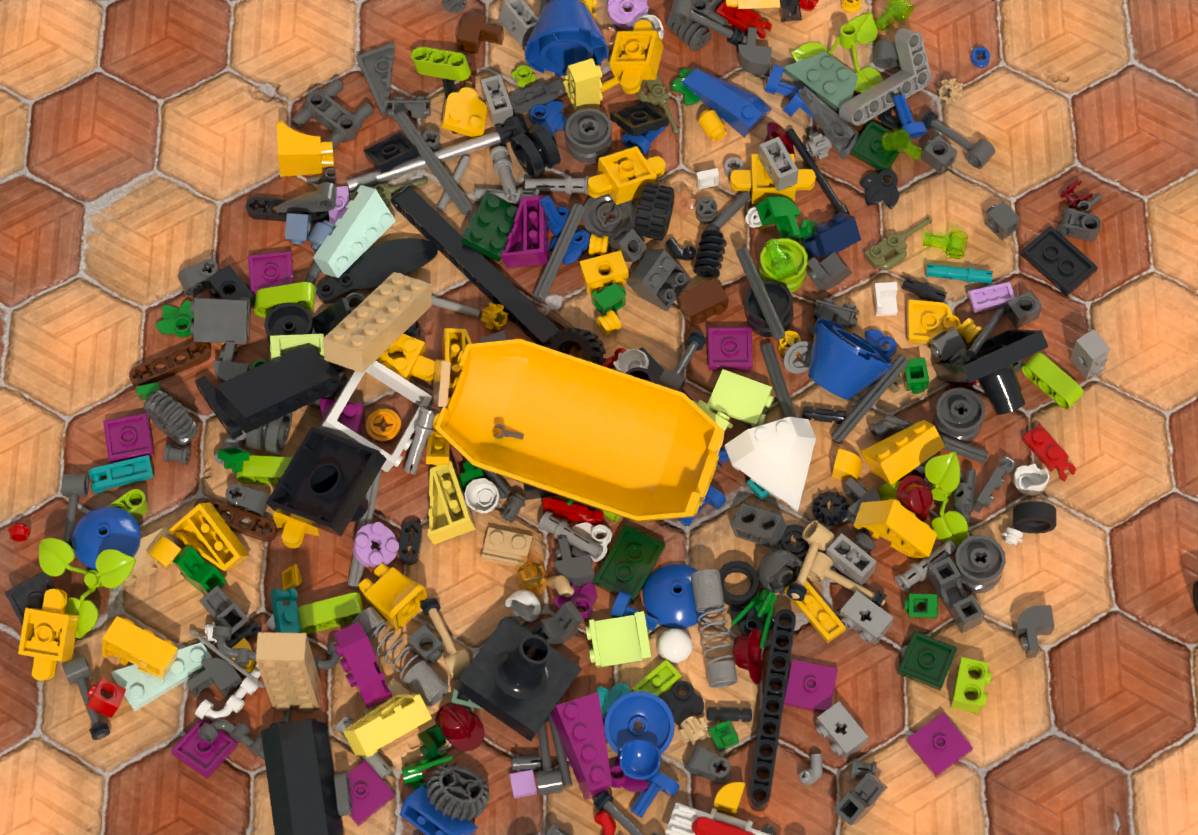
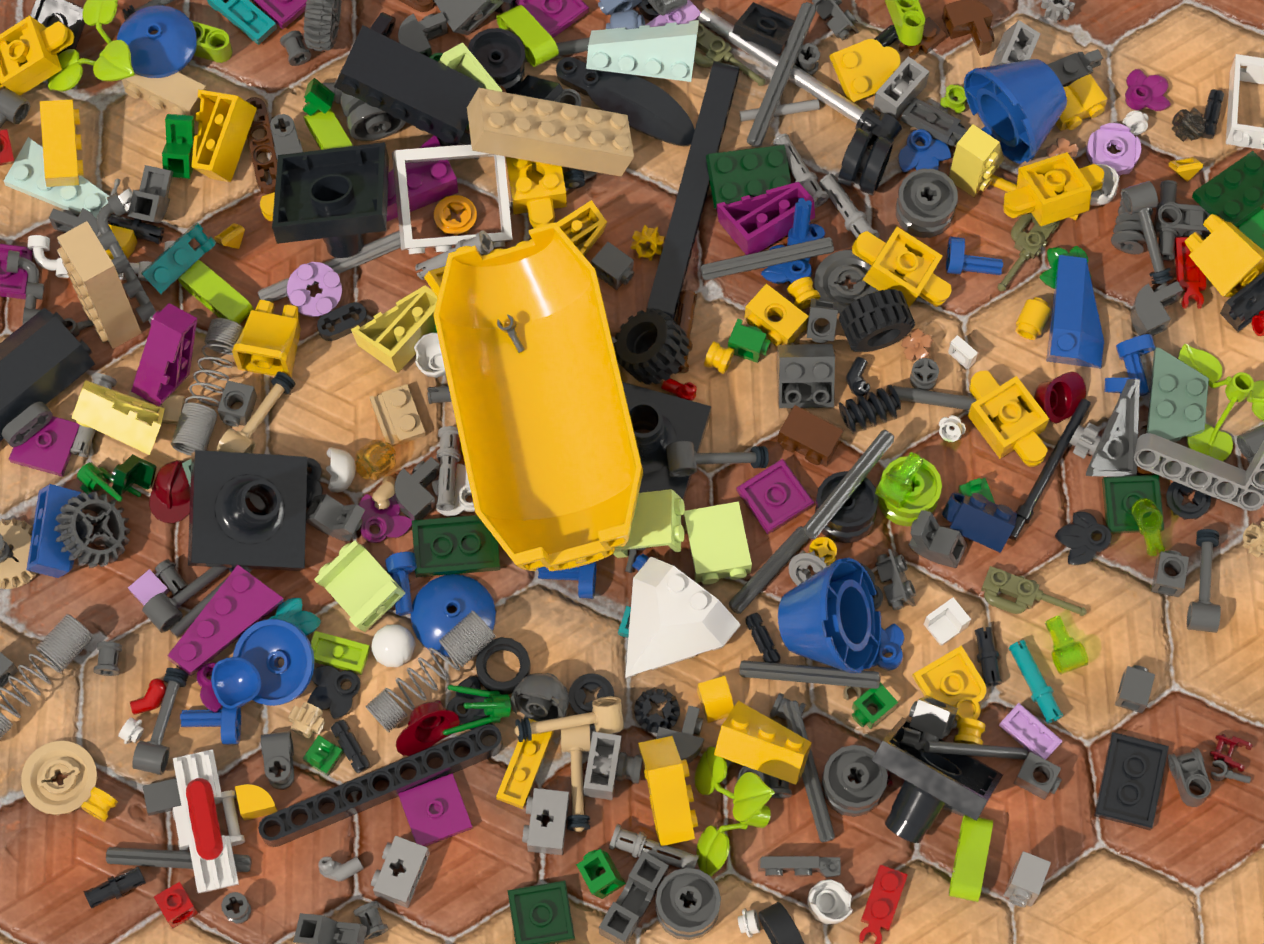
camera: 55 degrees right, 5 degrees up
(164, 552) = (172, 100): yellow brick -> none
(441, 383) = (511, 230): tan tile -> none
(456, 307) = (636, 198): light grey bar -> none
(503, 167) = (827, 144): light grey pin -> none
(631, 359) = (677, 406): white hair -> none
(639, 119) = (980, 239): black hinge -> none
(732, 161) = (1004, 364): light grey bush -> none
(756, 530) = (583, 647): dark grey brick -> none
(778, 164) = (1015, 407): light grey brick -> none
(781, 212) = (972, 451): green brick -> none
(914, 129) = (1177, 522): blue piece -> none
(915, 496) = (714, 790): dark red piece -> none
(964, 495) = (763, 842): dark grey hinge -> none

